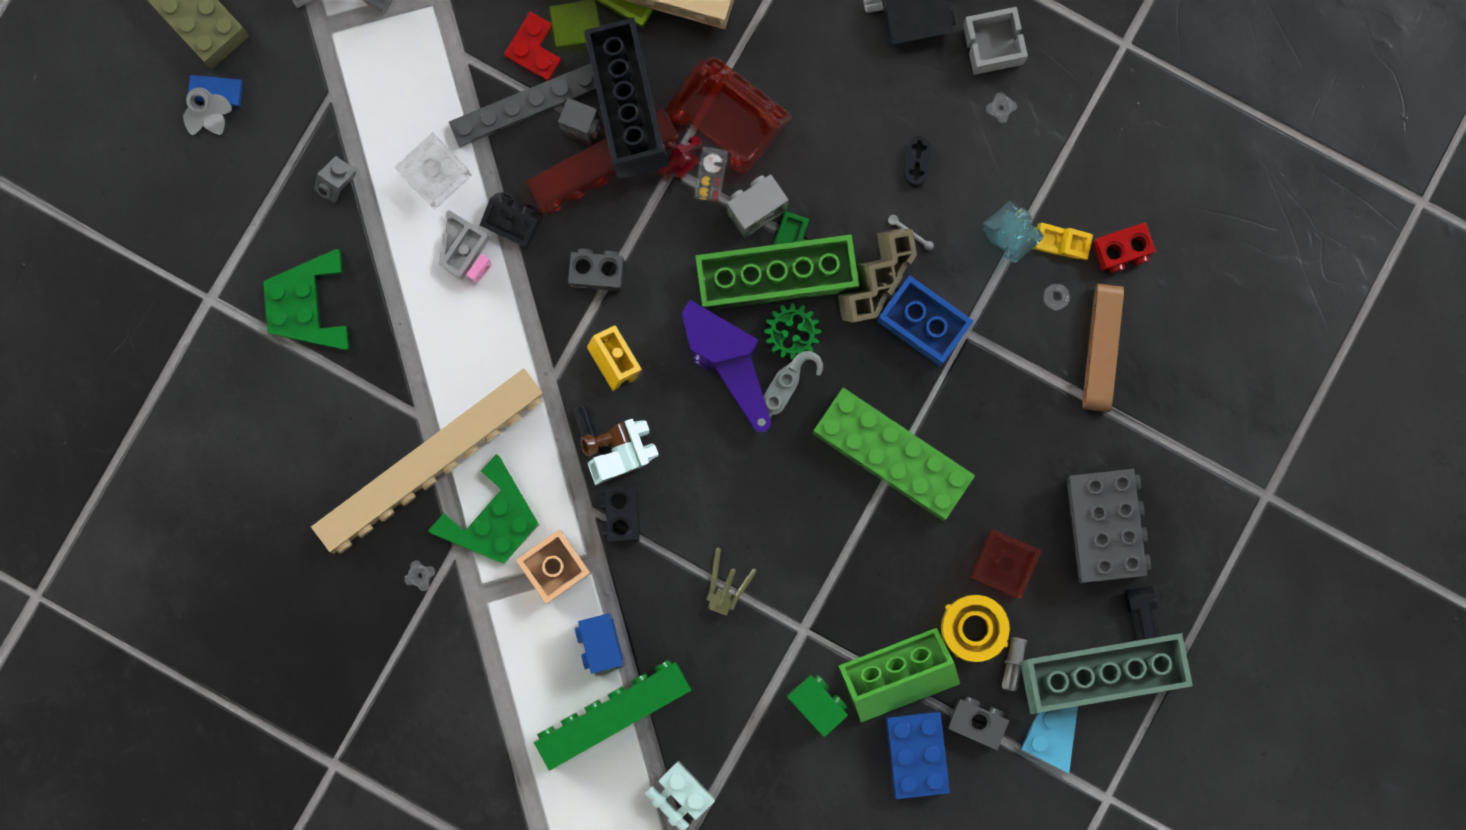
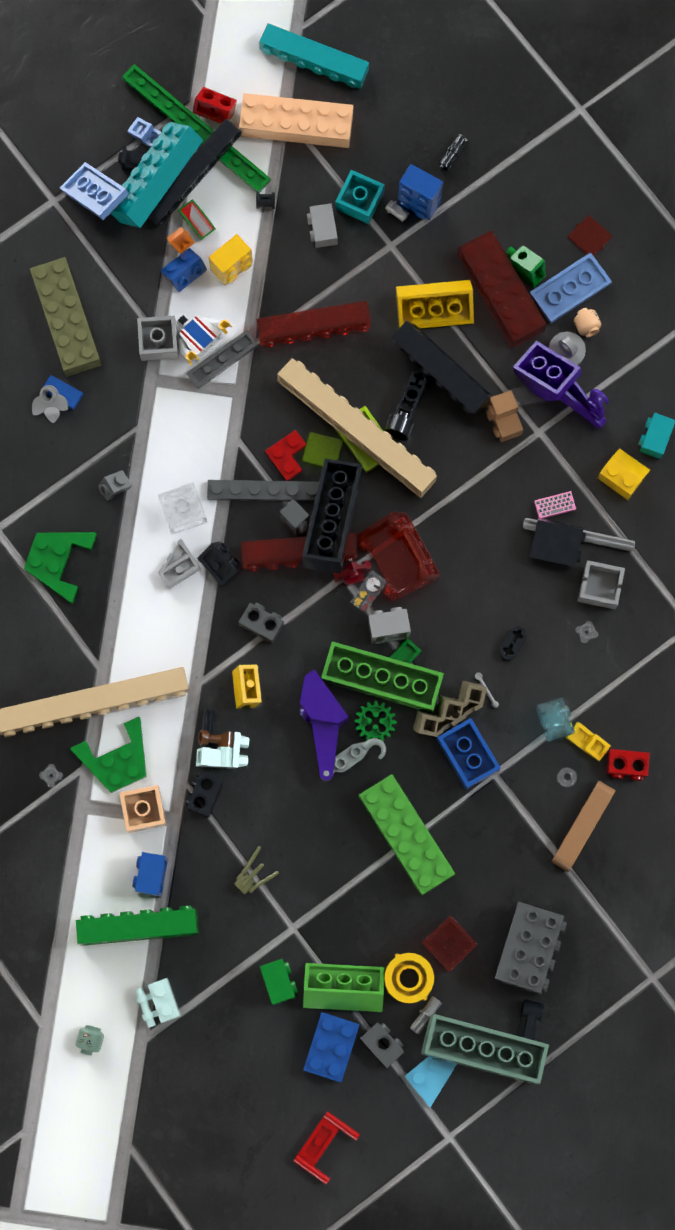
camera: 25 degrees right, 5 degrees down
(479, 269) = (183, 587): bright pink tile -> none

